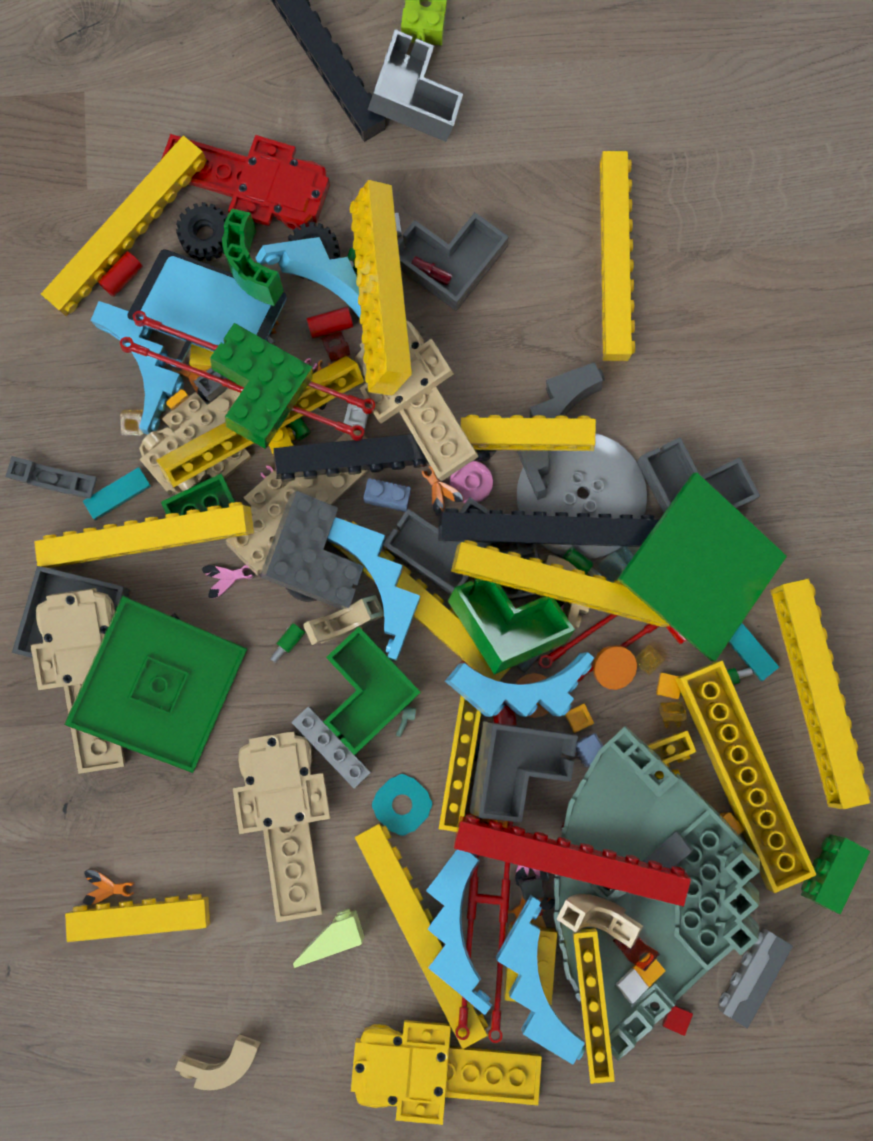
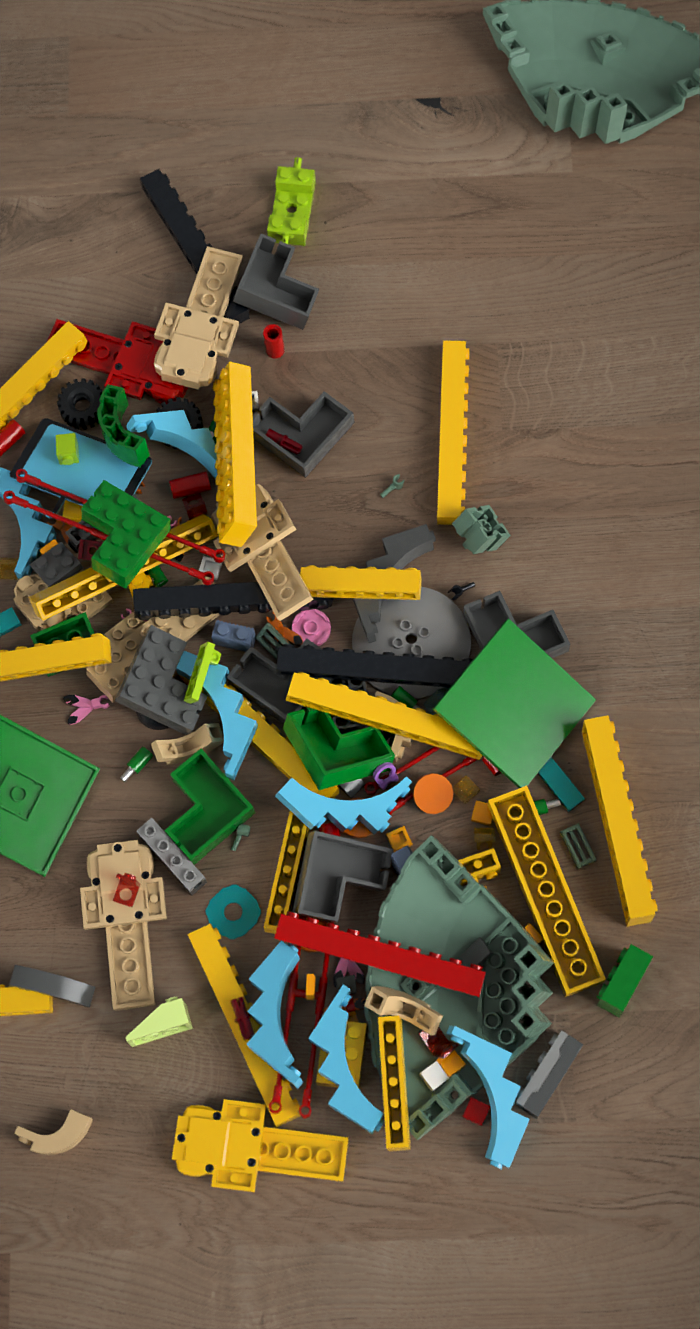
camera: 10 degrees right, 10 degrees down
(185, 420) = (56, 565): none -> dark grey plate
(190, 285) = (67, 449): none -> lime brick
(207, 901) = (52, 985): none -> dark grey slope
(217, 398) = (84, 548): none -> dark red brick
(286, 782) = (127, 881): none -> clear red bracket
(330, 145) = (199, 331): none -> tan piece
(359, 525) = (206, 656): none -> lime hinge
(415, 155) = (273, 341): none -> red pin
(421, 933) = (242, 1018): none -> dark red axle
(436, 493) = (268, 626): none -> sand green tile
(494, 895) = (310, 987): none -> light orange tile
(554, 318) = (395, 485): none -> sand green hand
(570, 650) = (393, 777): none -> medium lavender piece
(631, 436) = (459, 590): none -> black hand
(654, 367) = (480, 529): none -> sand green brick
(712, 1037) = (490, 1065): none -> medium azure arch
(765, 723) = (585, 861): none -> sand green tile

